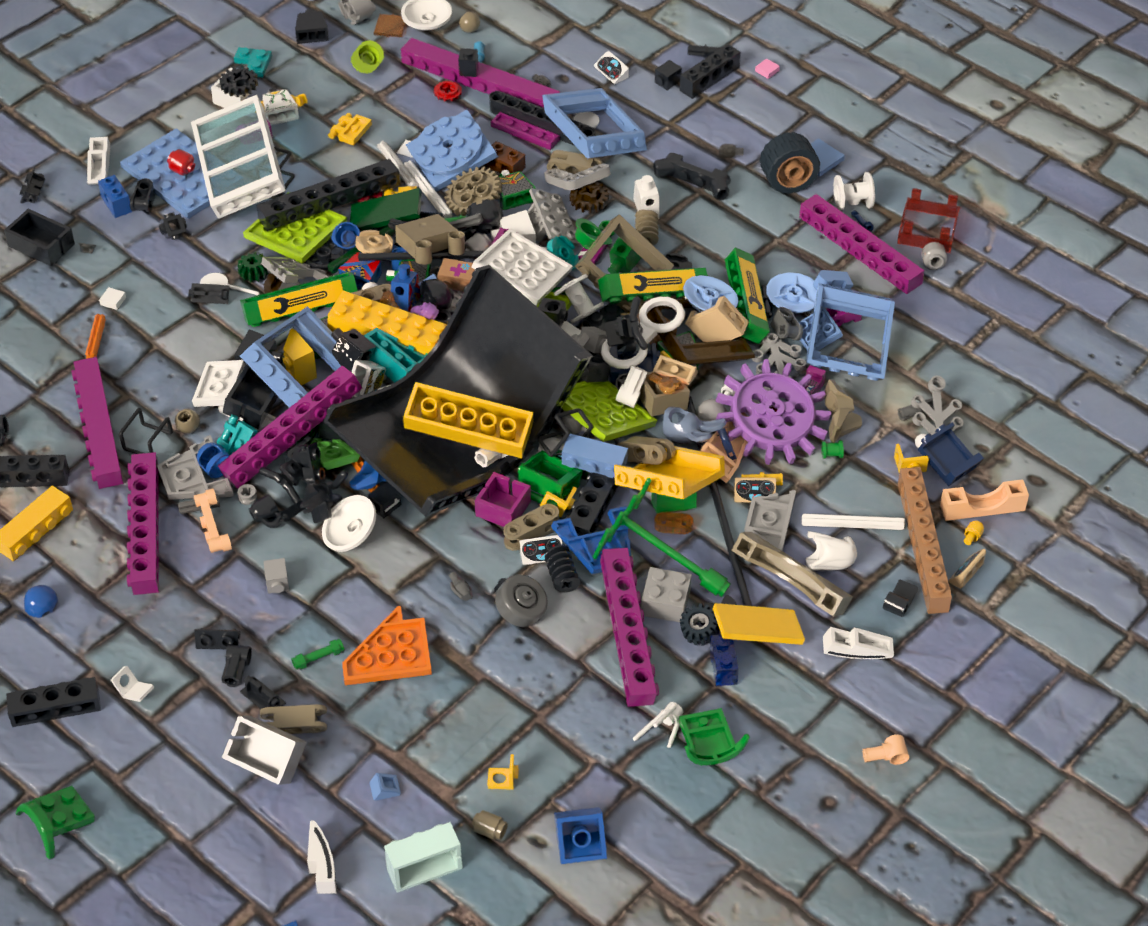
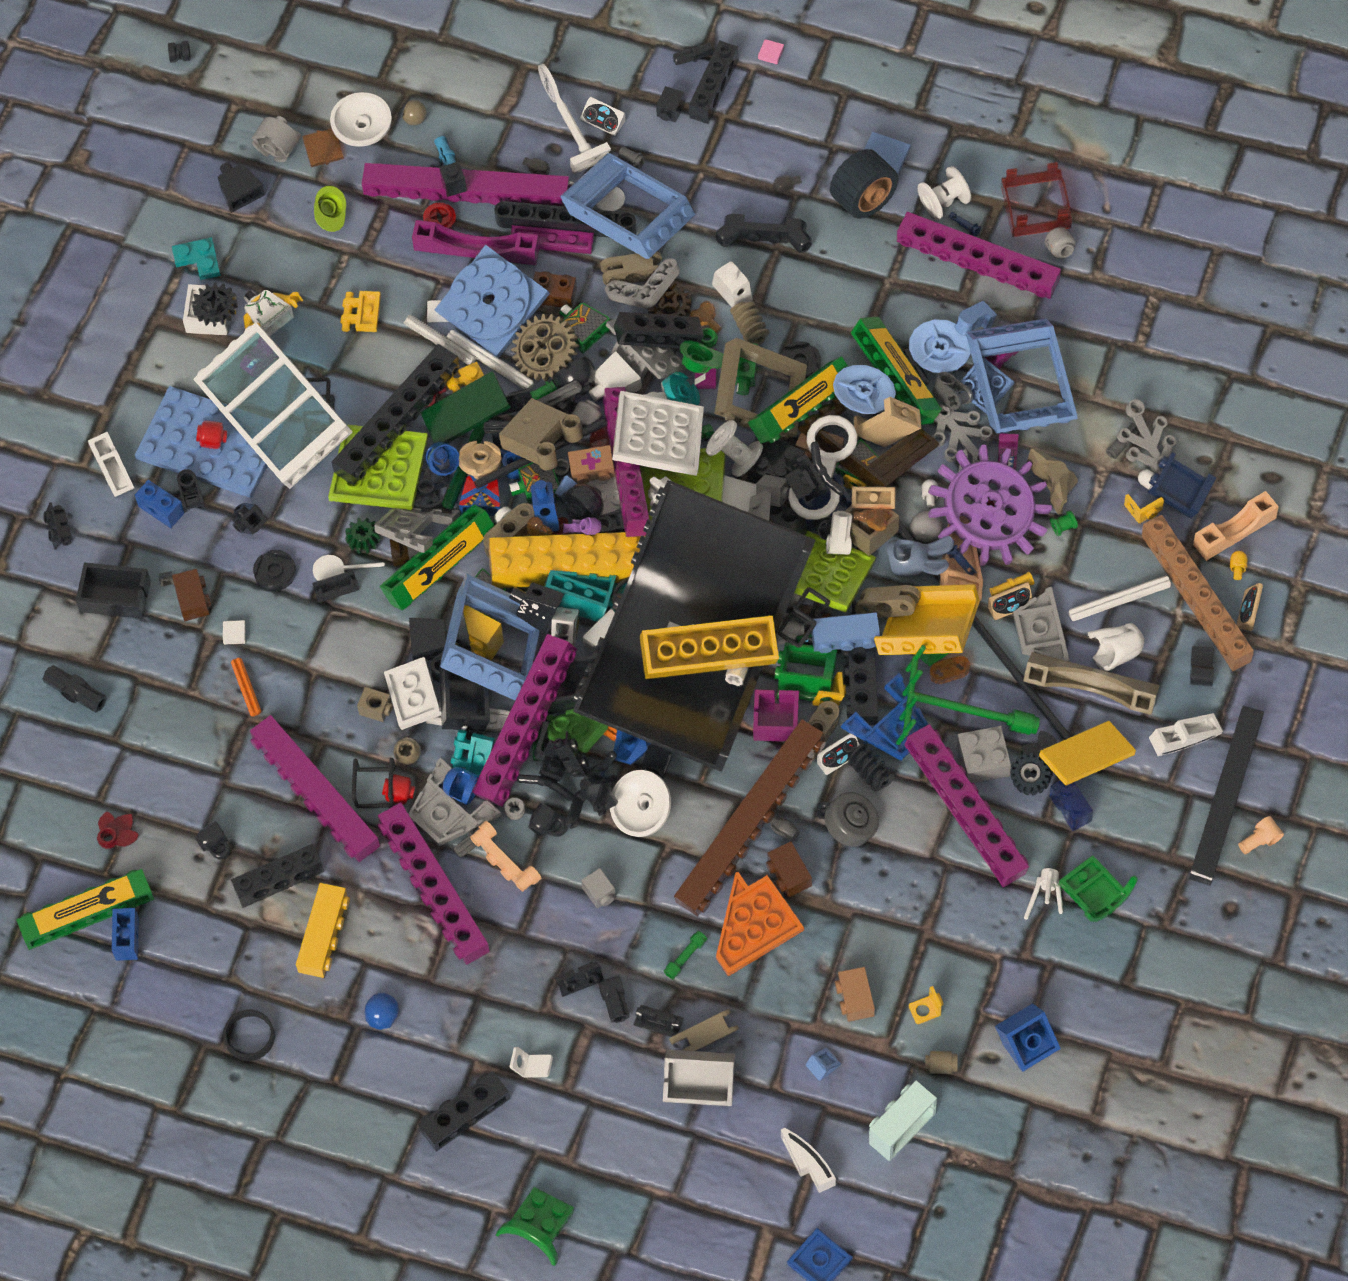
camera: 20 degrees left, 15 degrees up
(96, 261) = (190, 594): none -> reddish brown brick
(163, 445) = (401, 789): none -> red head
(172, 269) = (274, 570): none -> black tile
(183, 381) = (371, 697): none -> dark tan brick
(432, 566) = (749, 818): none -> reddish brown brick
(434, 99) = (435, 238): none -> magenta arch
(444, 620) = (789, 869): none -> reddish brown brick
(444, 740) = (855, 994): none -> medium nougat brick
(554, 310) = (713, 473): black brick -> none
(565, 203) = (656, 330): none -> black brick
(584, 82) = (588, 156): none -> white piece
(611, 212) = (707, 315): none -> clear orange rock
(620, 100) = (631, 157): none -> dark grey pin
(870, 707) = (1226, 795): none -> black beam

